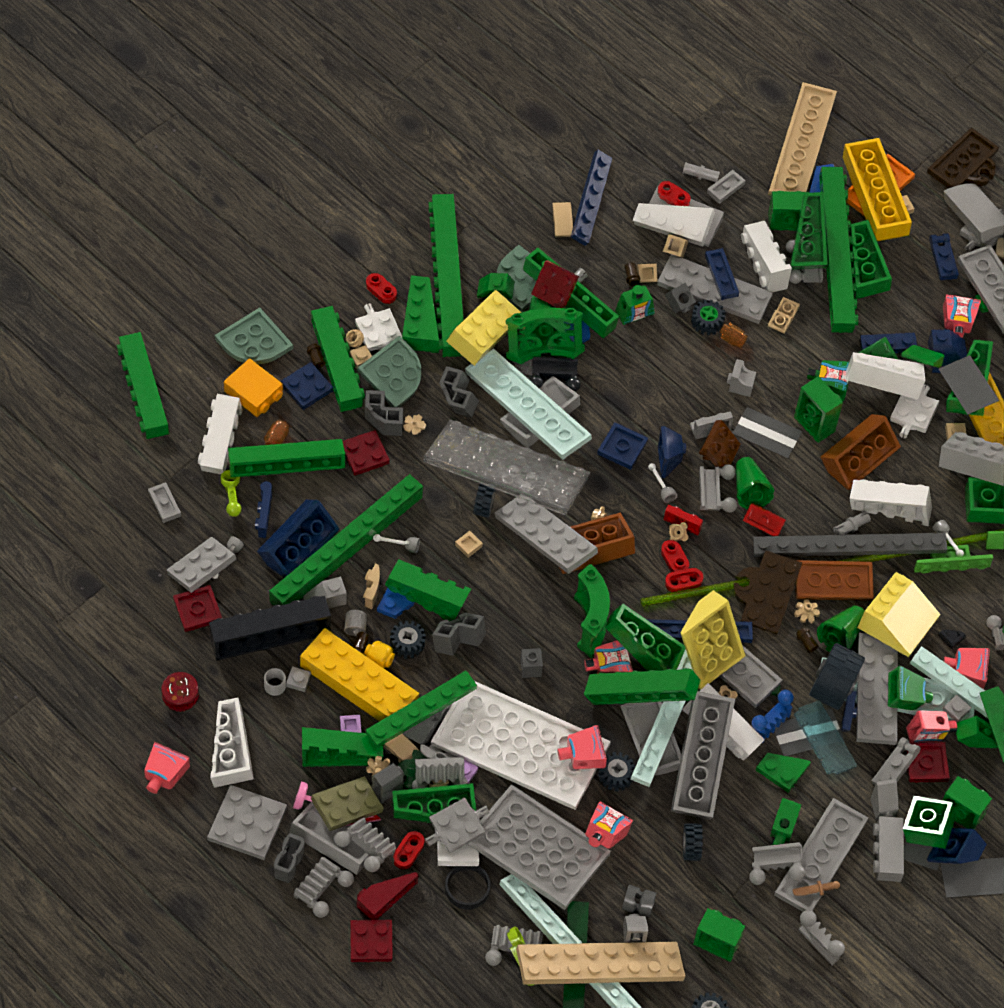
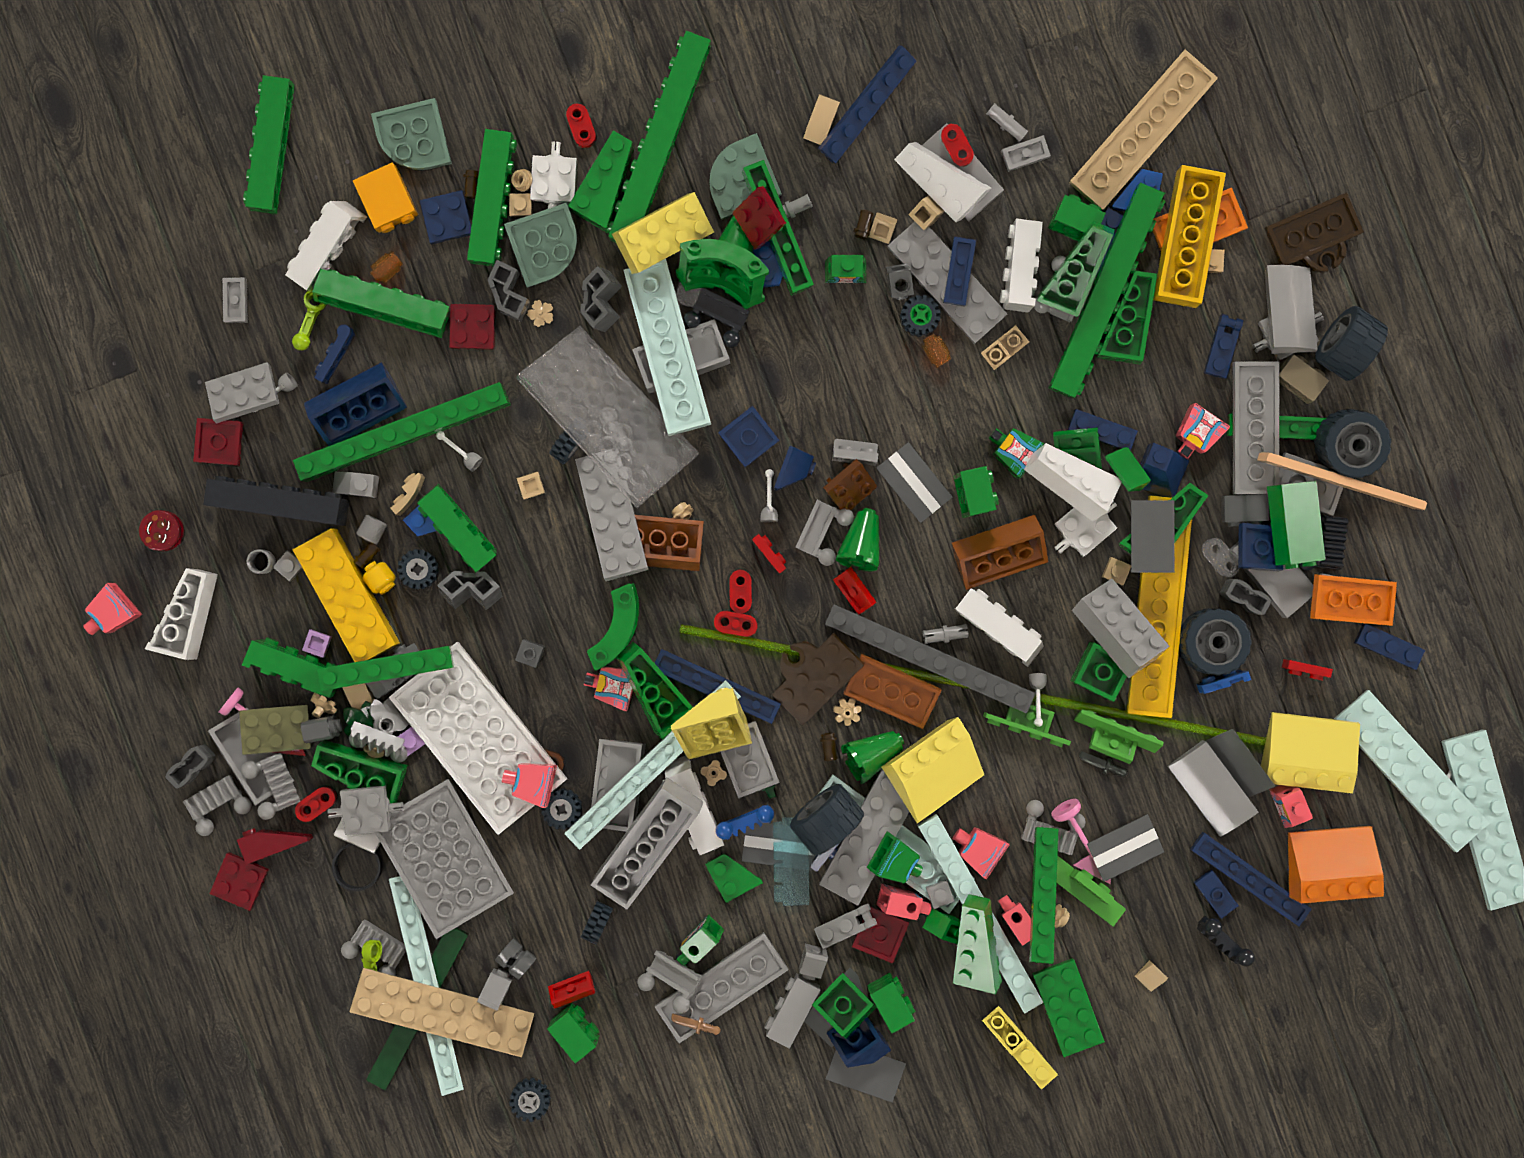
camera: 30 degrees right, 30 degrees up
(247, 822) = (171, 703): light grey plate -> none
(496, 281) = (702, 182): green slope -> none
(607, 826) = (518, 868): coral torso -> none
(642, 686) = (619, 746): green brick -> none
(674, 528) = (752, 566): tan plate -> none
(696, 909) = (571, 989): none -> red plate
(741, 379) = (915, 410): light grey brick -> none
(810, 929) = (671, 1062): light grey gear -> none
(952, 637) = (982, 806): black tile -> none

